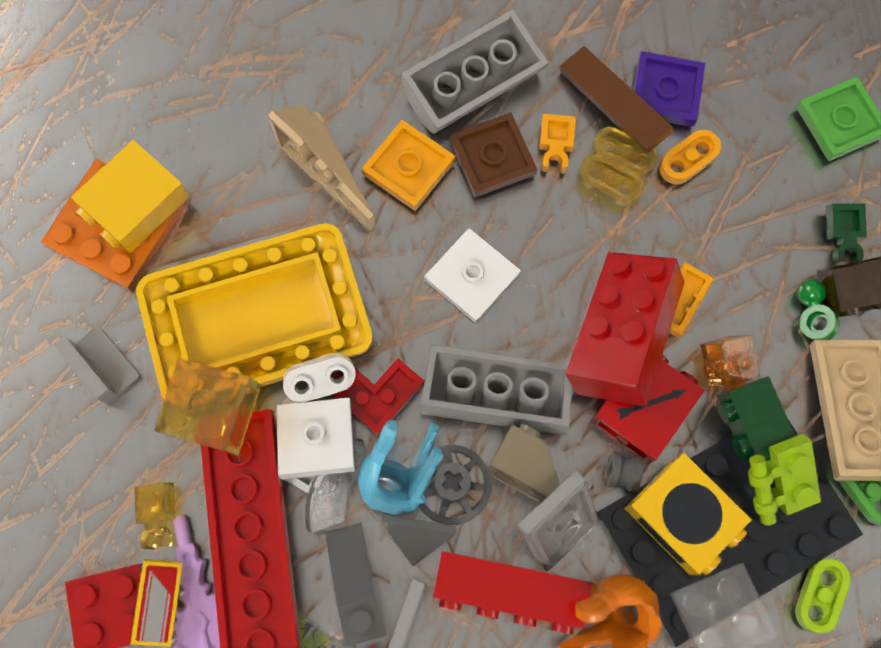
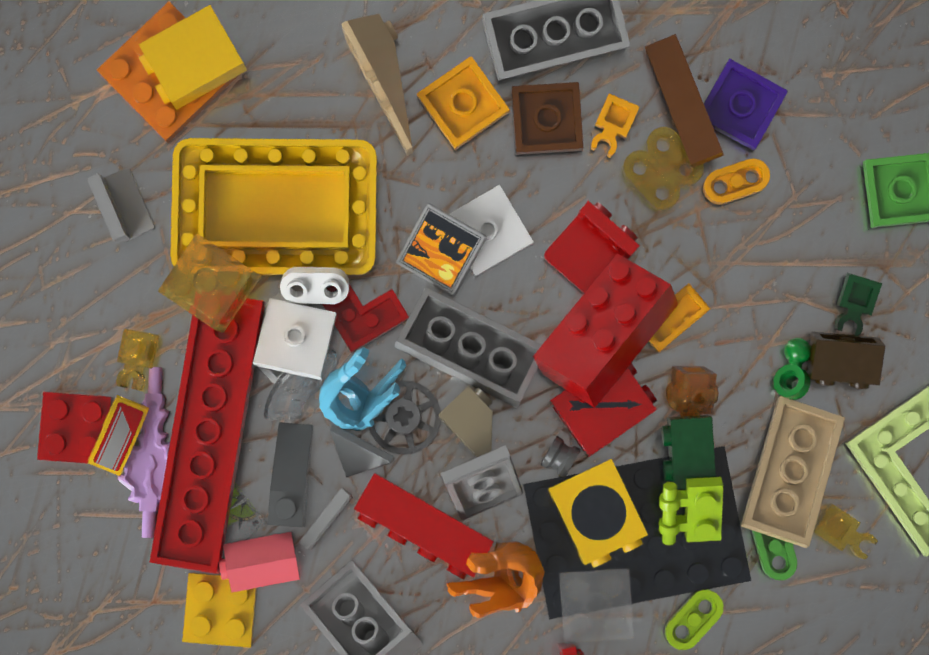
camera: 20 degrees right, 10 degrees up
(434, 305) = (441, 249): none -> tile
(577, 255) = (590, 245): none -> red bracket

